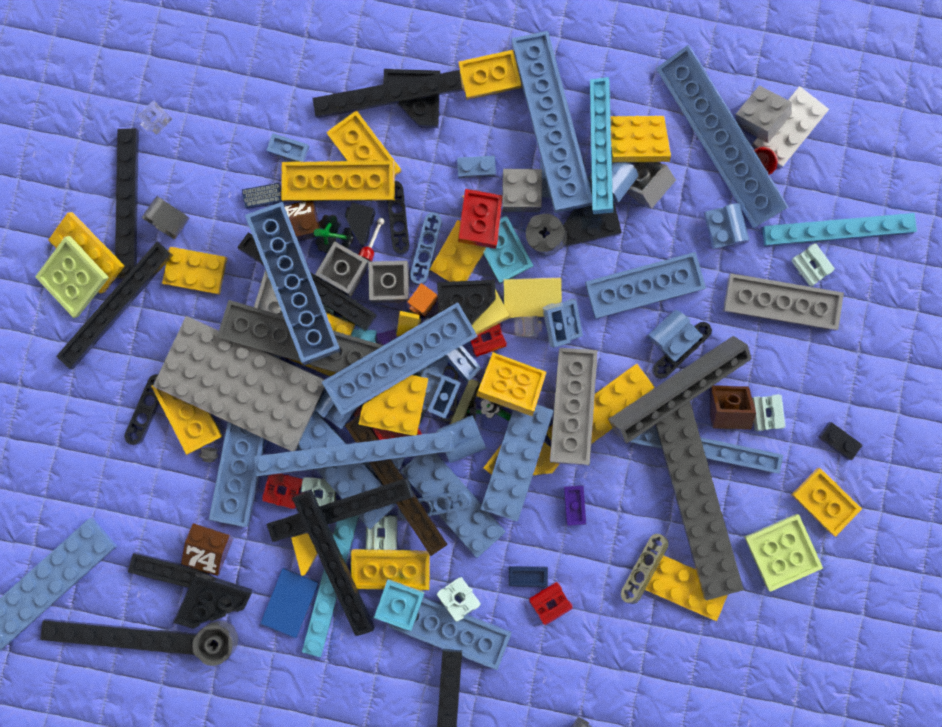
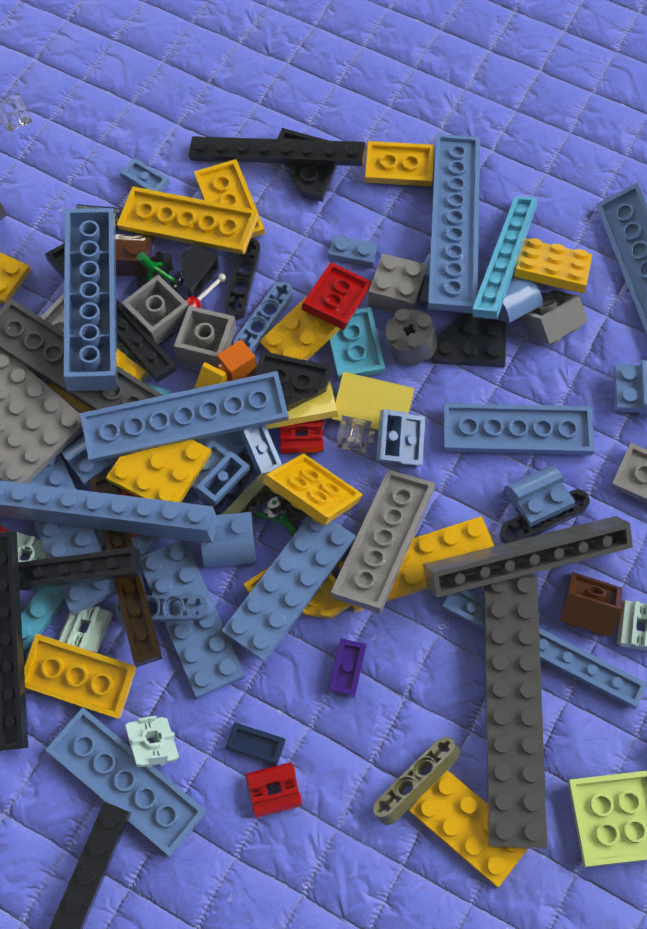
camera: 20 degrees right, 20 degrees down
(399, 605) = (70, 721): medium azure plate -> none

